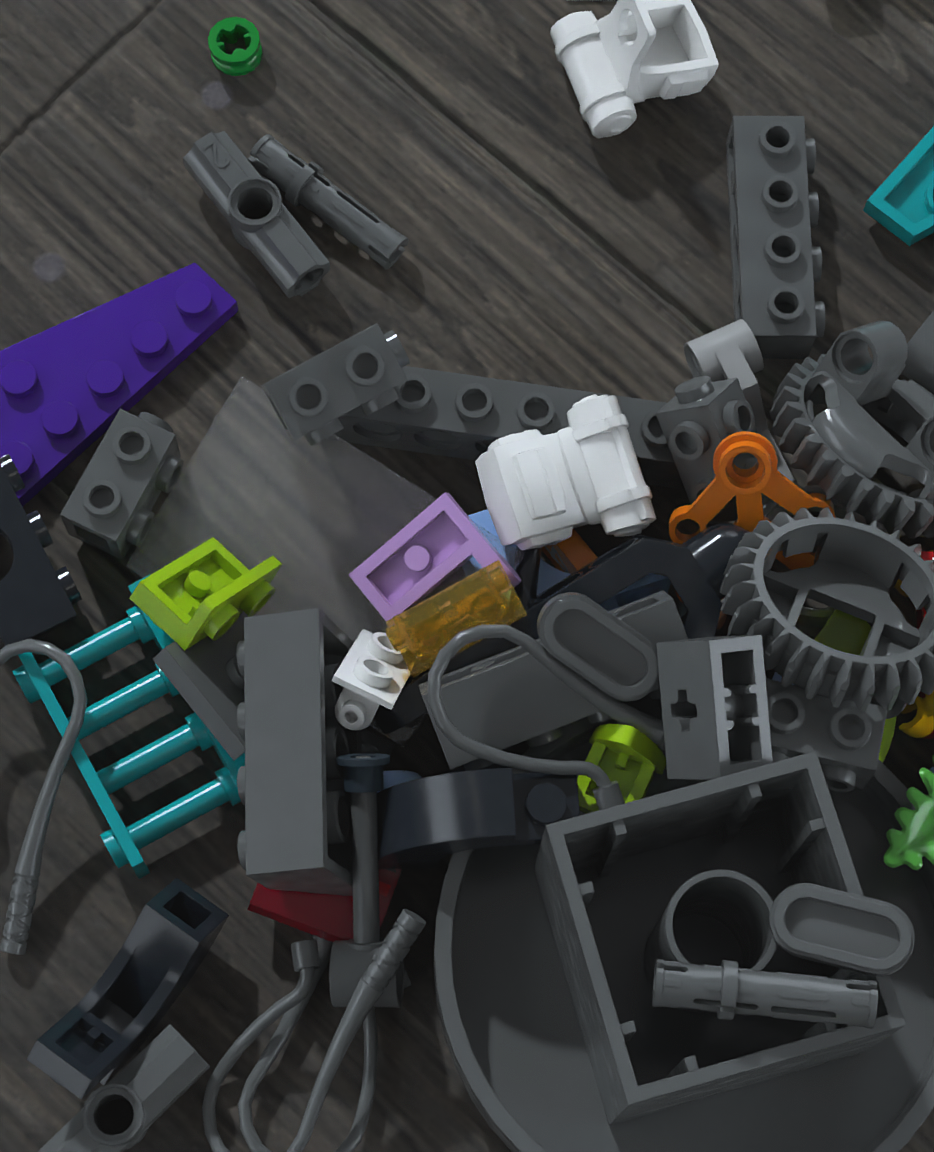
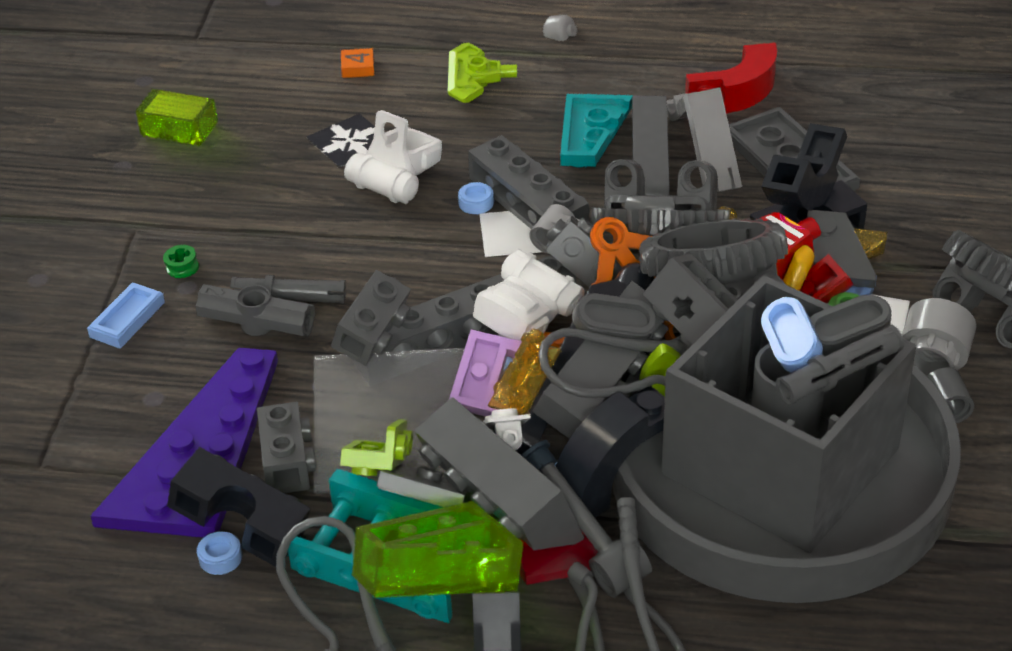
camera: 30 degrees left, 30 degrees down
(106, 97) = (125, 315): none -> light blue tile
(140, 822) = (437, 554): none -> clear neon green wedge
(691, 286) = (504, 234): none -> white sticker
(699, 193) = (475, 198): none -> light blue tile
(747, 894) = (790, 333): none -> light blue tile

